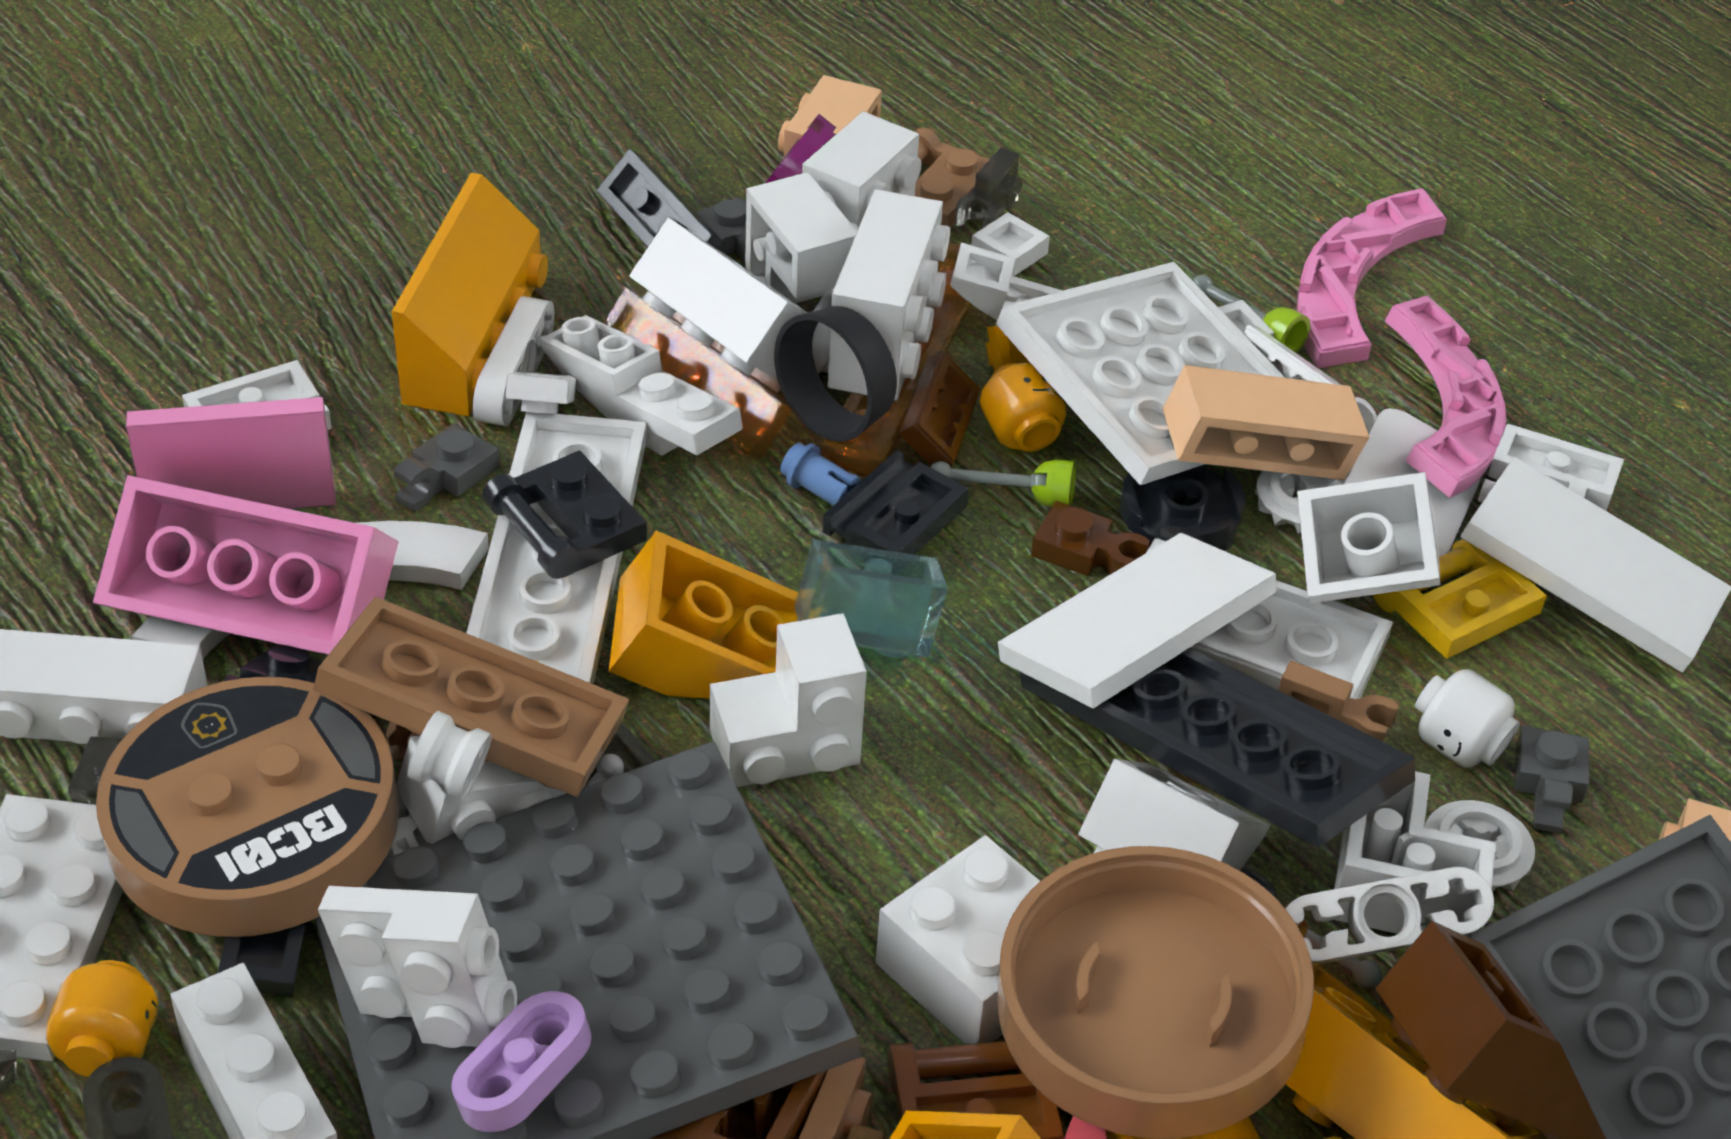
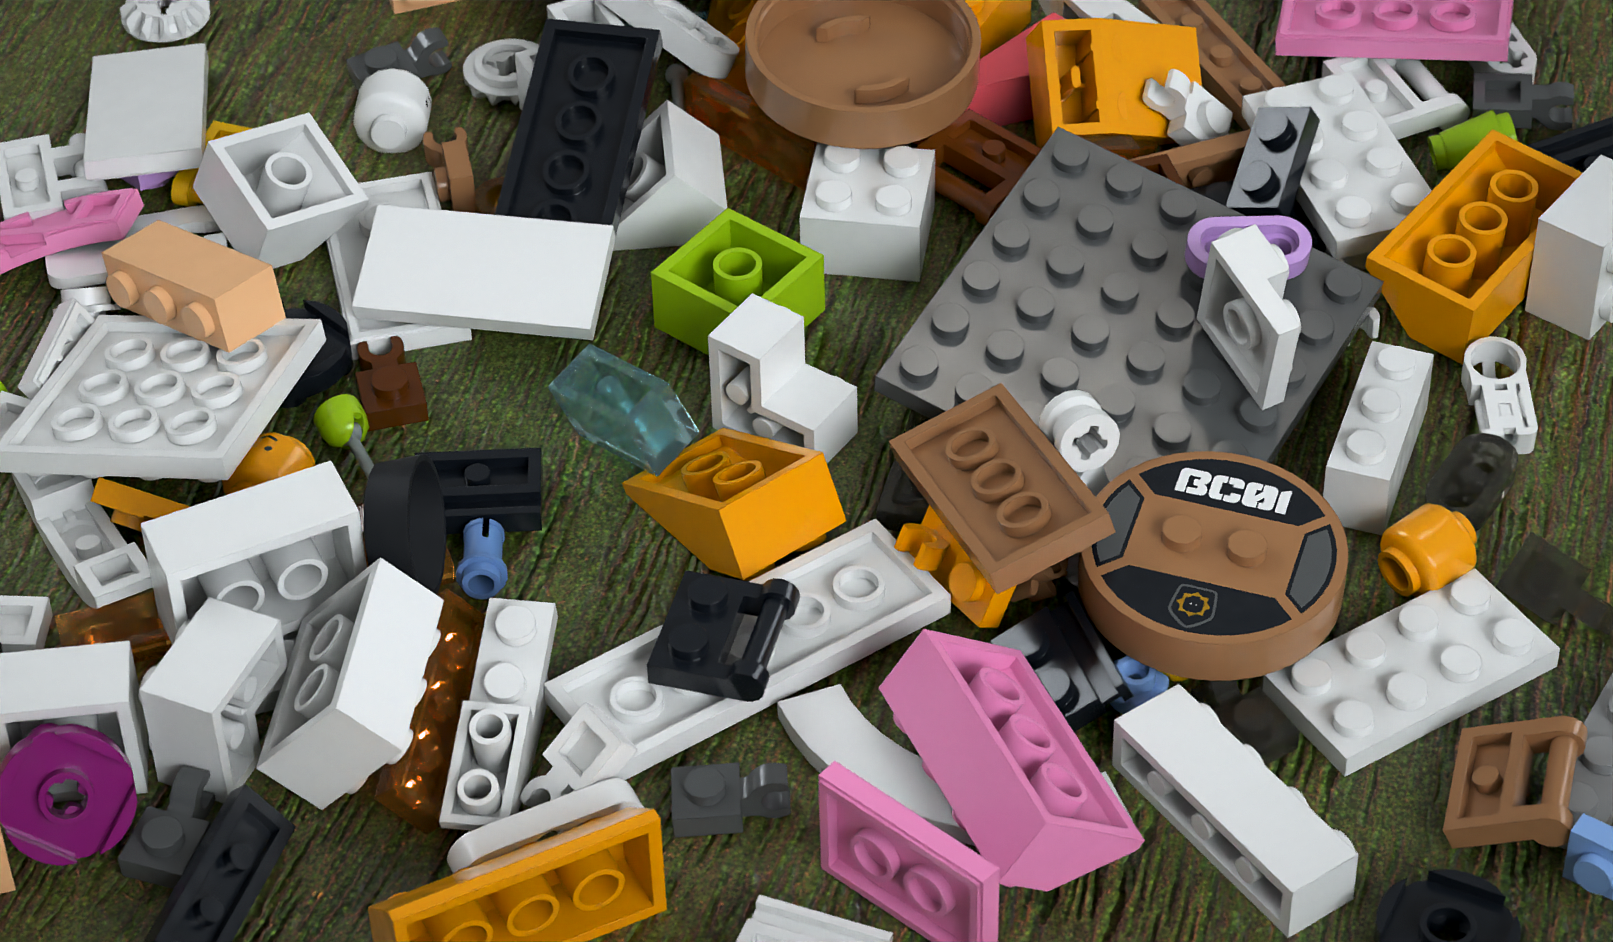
camera: 125 degrees left, 0 degrees up
(950, 764) = (726, 265): none -> lime brick

